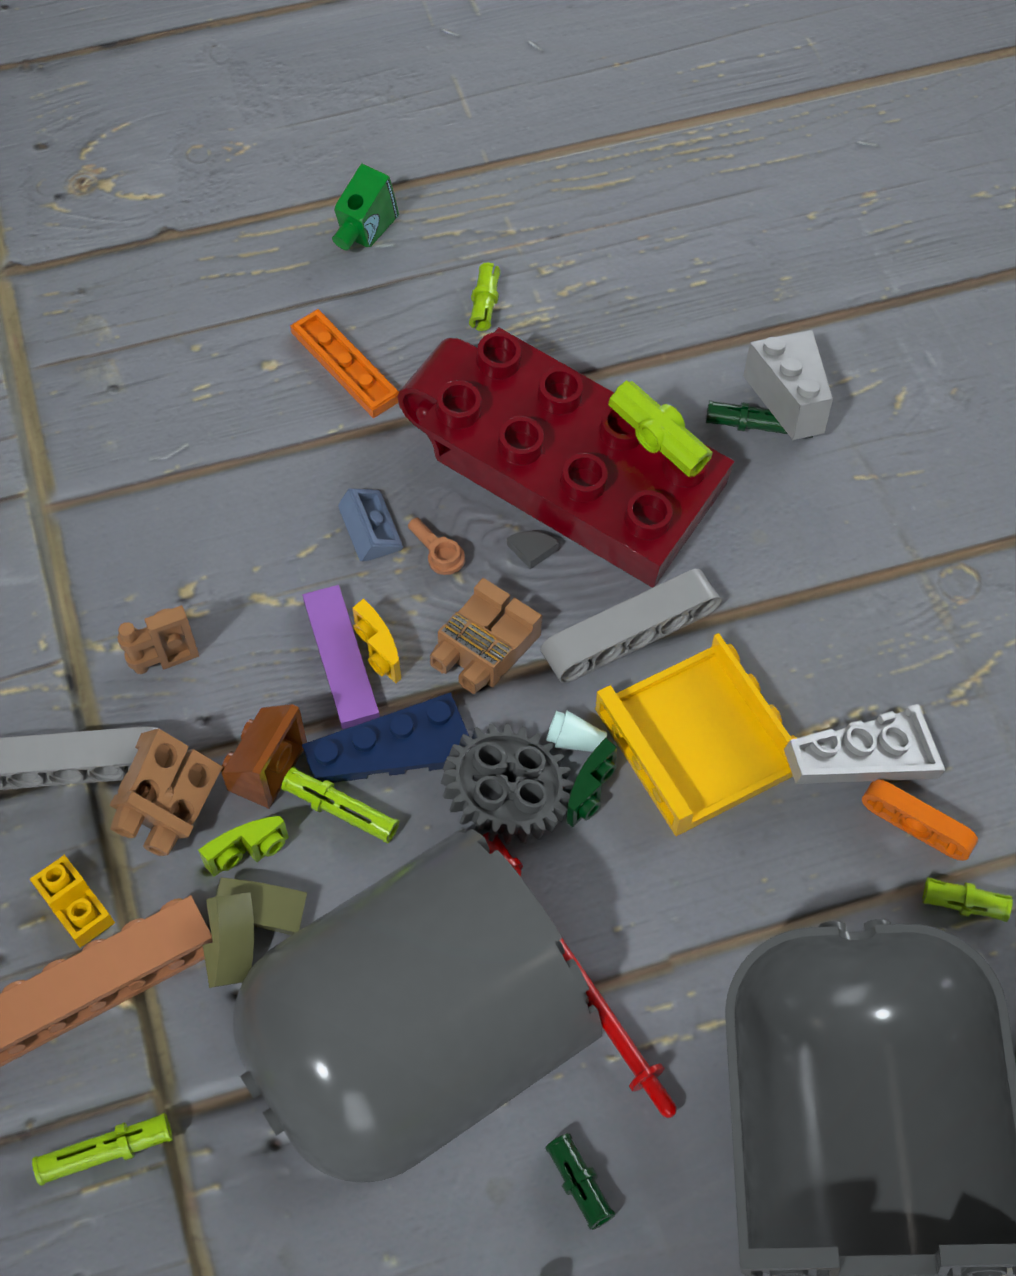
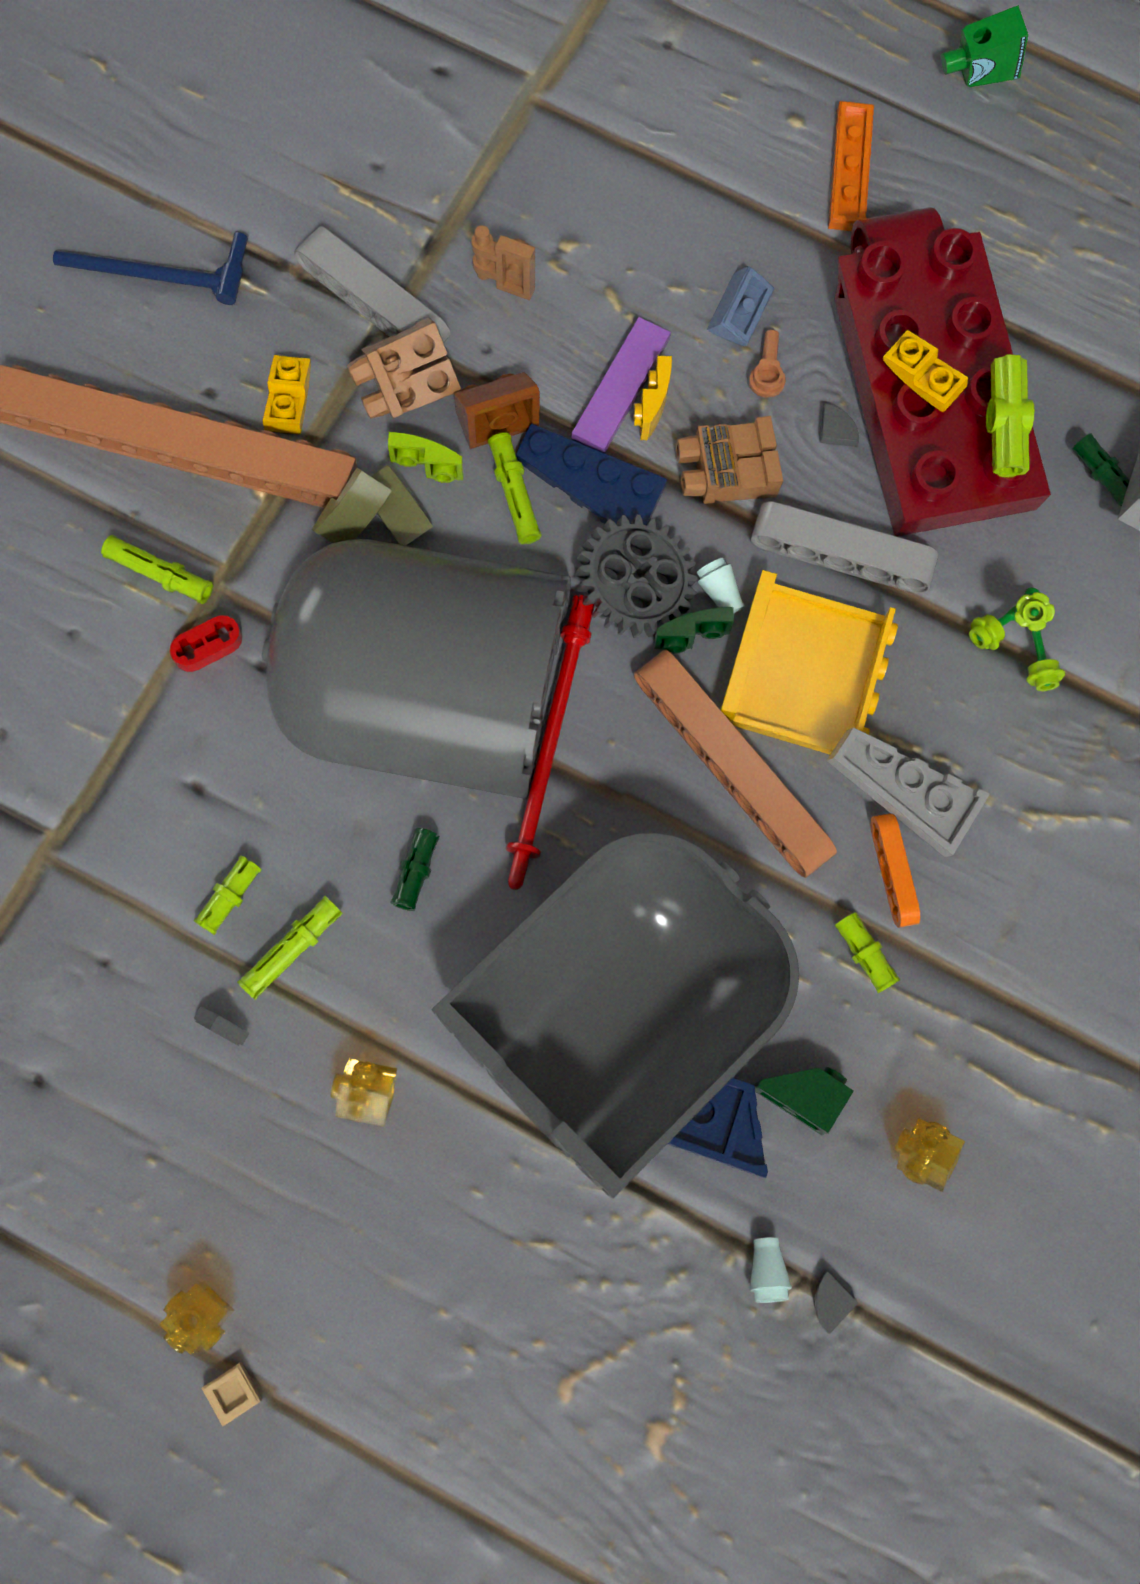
camera: 40 degrees right, 15 degrees up
(200, 1166) = (206, 643): none -> red beam
(484, 296) = (1011, 201): lime pin -> none
(569, 450) = (923, 372): none -> yellow slope
(725, 853) = (735, 764): none -> nougat beam
(814, 549) = (1032, 612): none -> lime plant

